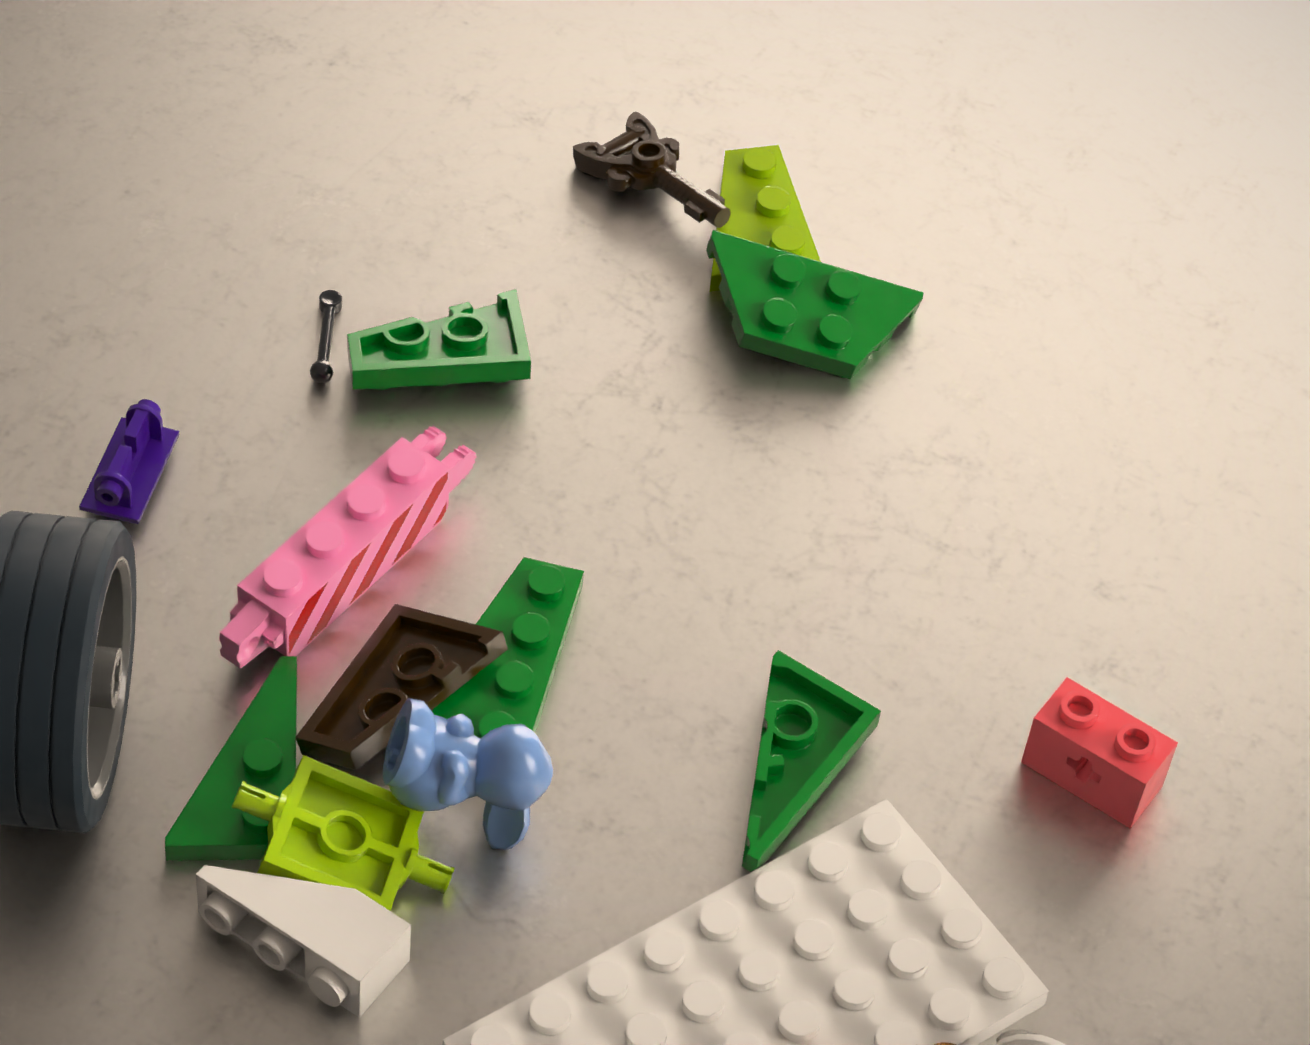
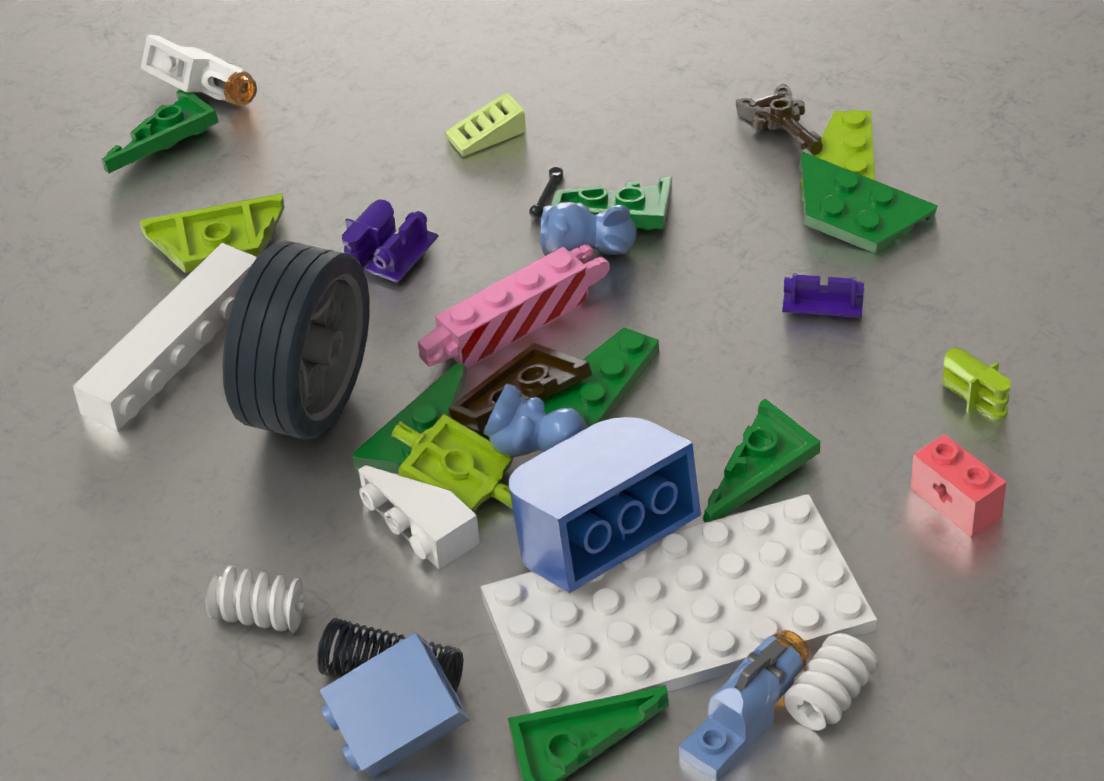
camera: 25 degrees right, 5 degrees down
(69, 446) = (369, 231): none -> dark purple arm
(217, 202) = (499, 121): none -> yellowish green slope
(404, 400) = (574, 225): none -> medium blue animal
(603, 869) = (602, 498): none -> brick
(797, 468) = (838, 298): none -> dark purple hinge
(1071, 579) = (976, 383): none -> lime arm

